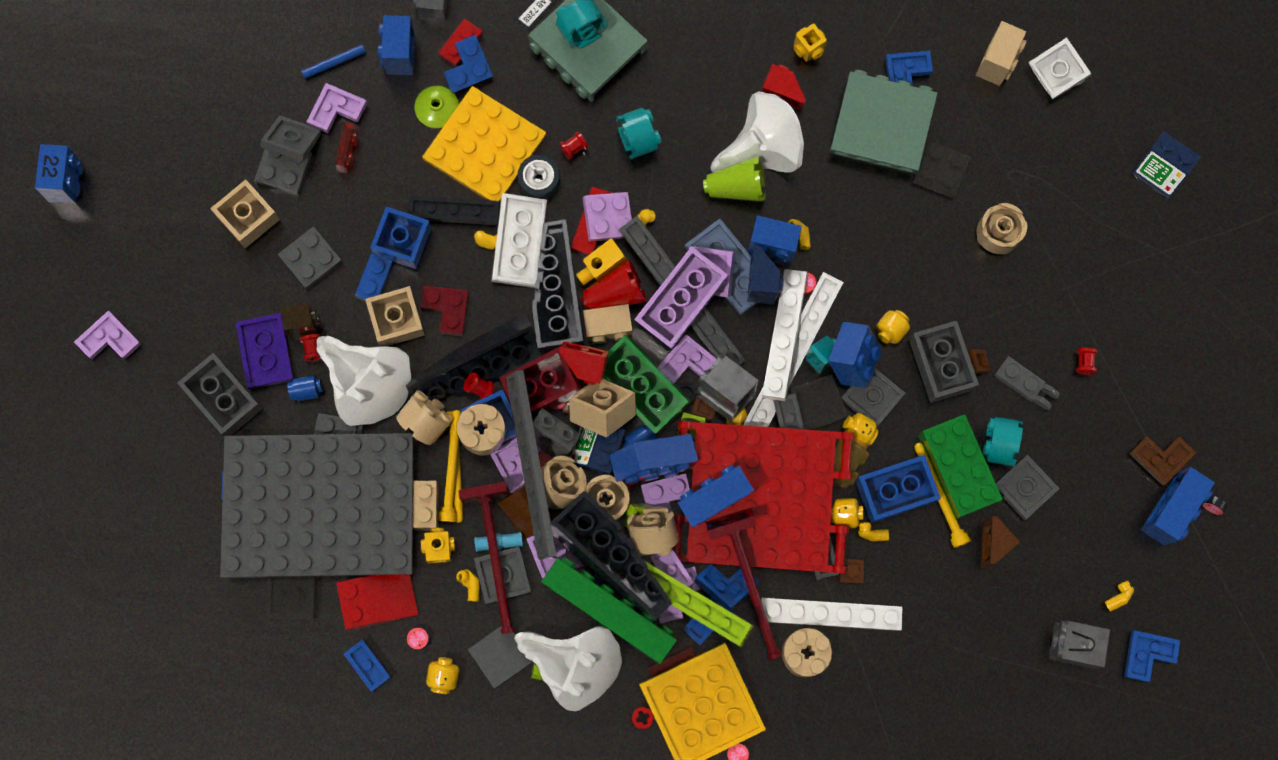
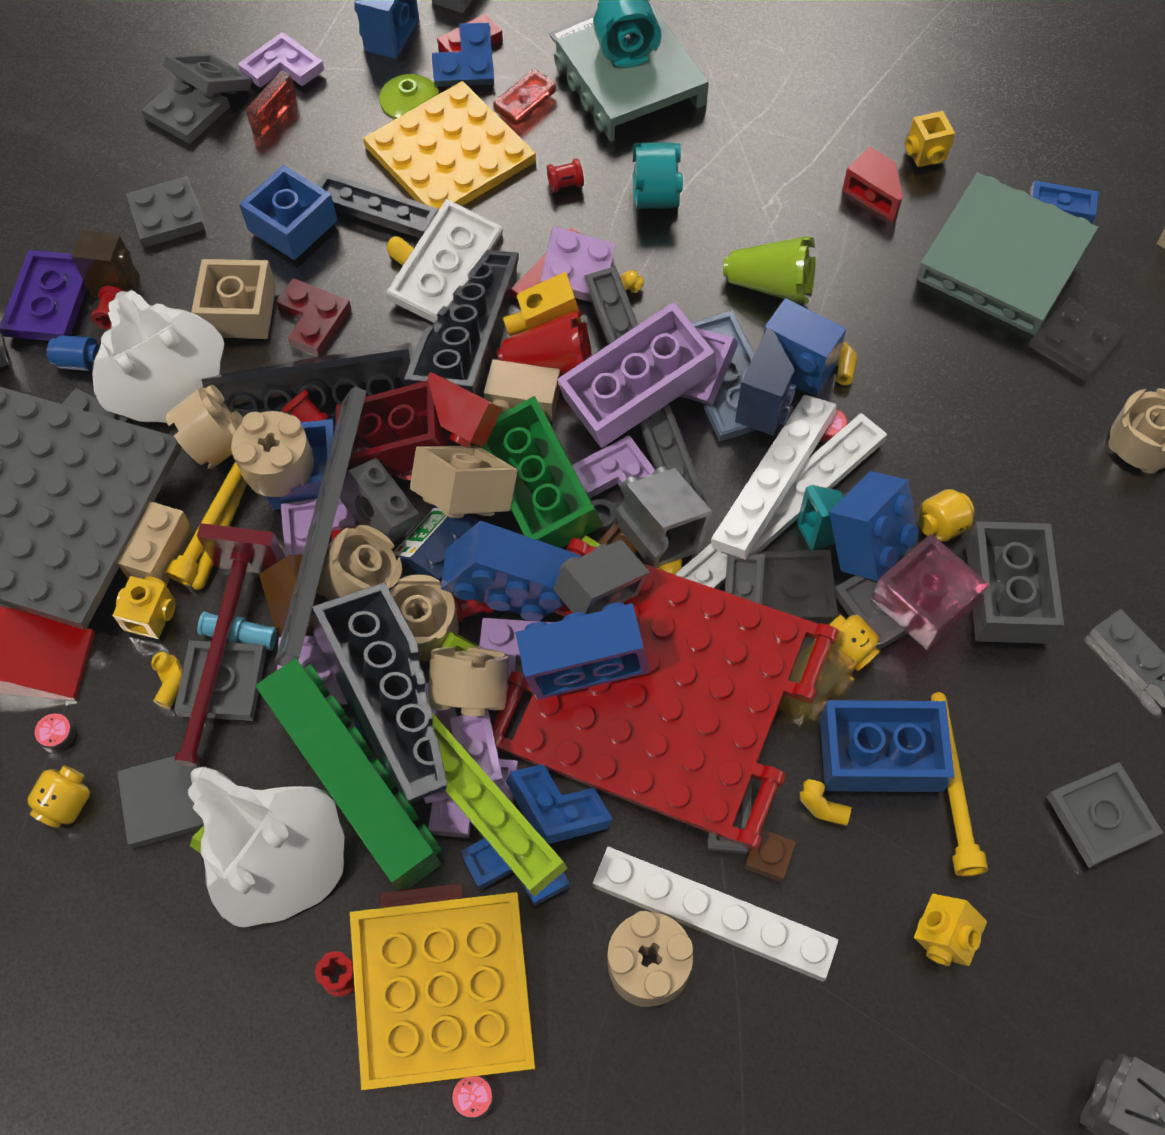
camera: 25 degrees right, 15 degrees down
(245, 213) = (106, 135): tan brick -> none
(336, 60) = (305, 19): blue bar -> none
(374, 277) = (242, 245): blue plate -> none
(520, 85) = (524, 96): none -> clear red plate
(535, 187) = (504, 197): wheel -> none
(710, 449) = (600, 578): none -> dark grey brick
(732, 525) = (592, 705): dark red tile -> none
(770, 133) = (843, 222): white animal -> none
(847, 512) = (792, 755): yellow head -> none
(898, 388) = (929, 591): none -> clear pink brick
(959, 583) = (950, 930): none -> yellow brick
(960, 466) = (1001, 747): green brick -> none
(979, 361) = (1072, 602): reddish brown plate -> none
(996, 541) = (1034, 879): reddish brown slope -> none
(1003, 442) = (1082, 725): teal brick -> none

